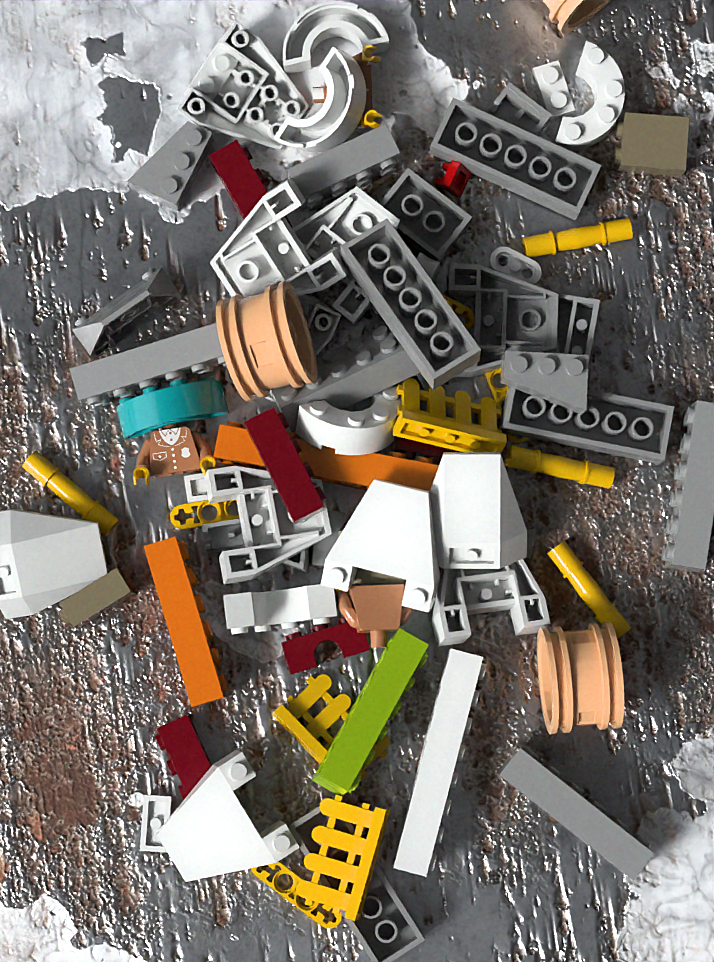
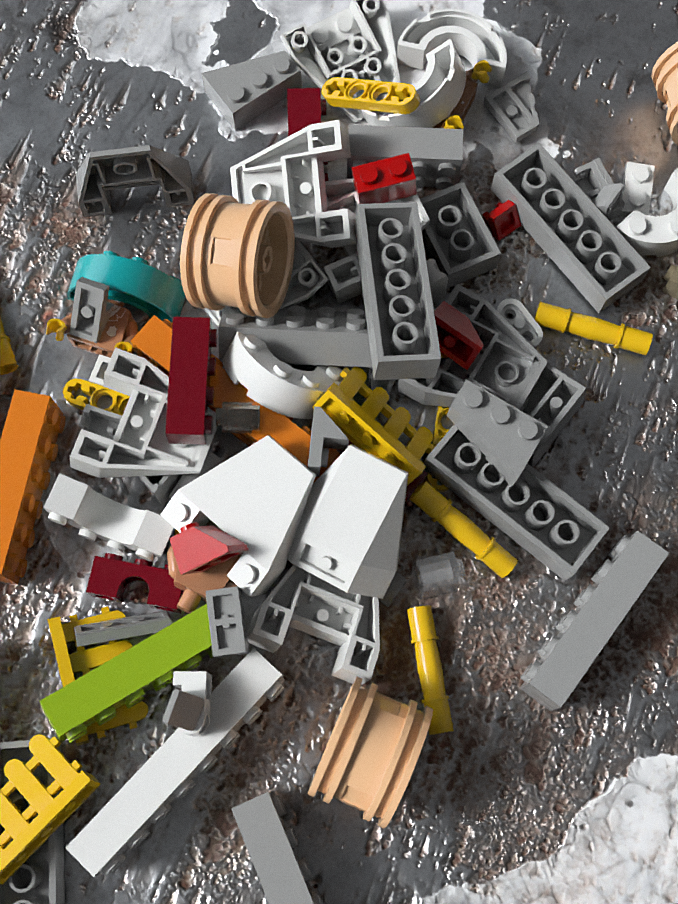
camera: 30 degrees right, 10 degrees down
(148, 366) = (92, 228): light grey brick -> none
(161, 446) = (90, 309): none -> light grey slope
(288, 126) = (372, 89): none -> yellow beam
(335, 686) = (121, 628): none -> light grey tile
(340, 475) = (238, 417): none -> clear smoke brick
(346, 207) = (385, 180): none -> red brick
(373, 593) = (203, 547): none -> slope
(411, 66) = (514, 107): none -> light grey wing
(414, 453) = (324, 435): none -> light grey slope
(421, 640) = (227, 622): none -> light grey hinge
(430, 723) = (183, 710): none -> light grey slope
(436, 722) = (198, 684): none -> white leg
(475, 311) = (456, 335): none -> red slope
(535, 119) = (609, 198): none -> light grey slope
(559, 514) = (438, 575): none -> clear brick

